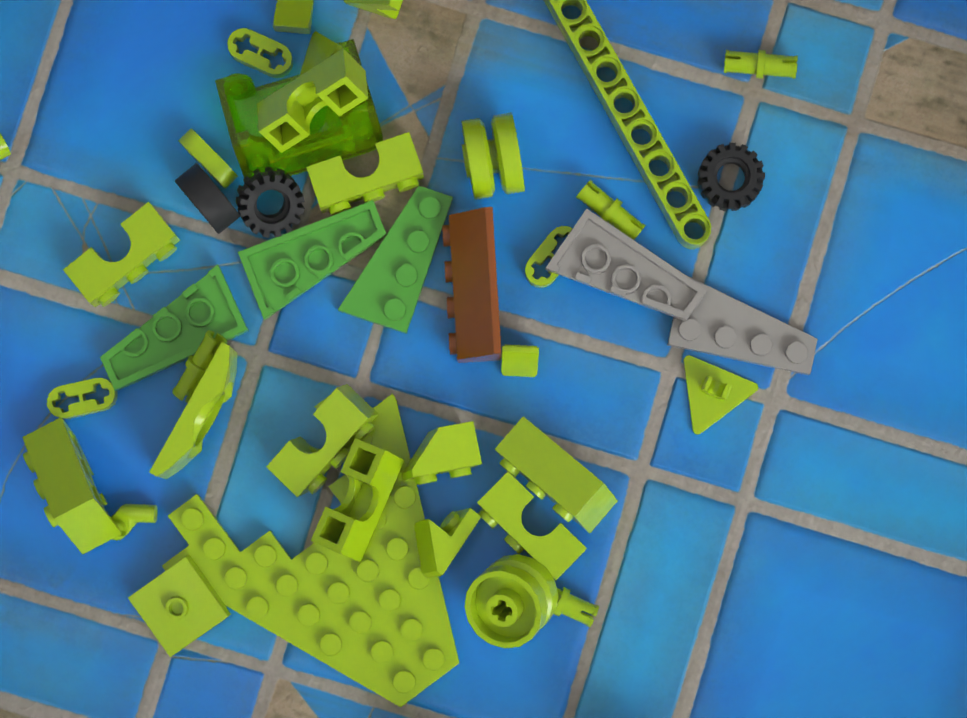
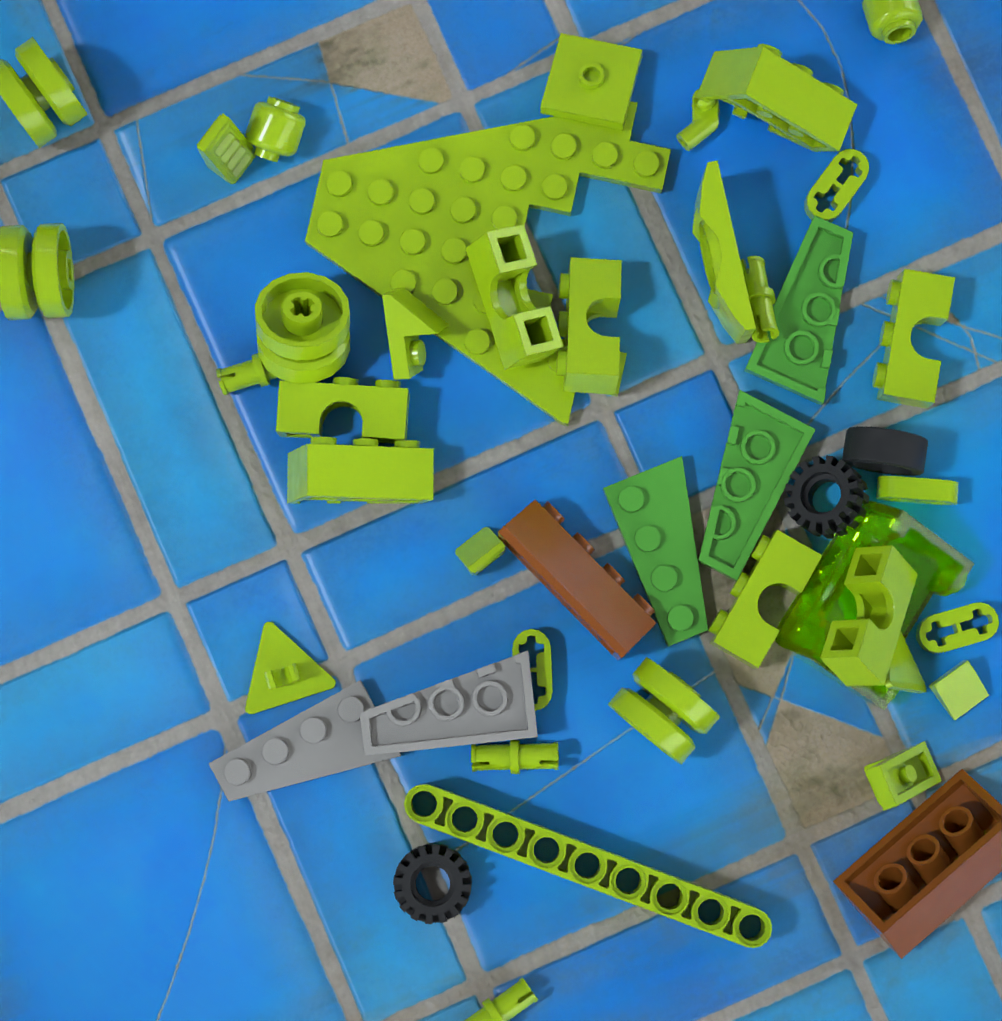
camera: 140 degrees right, 0 degrees up
(444, 451) = (477, 408): lime slope -> none

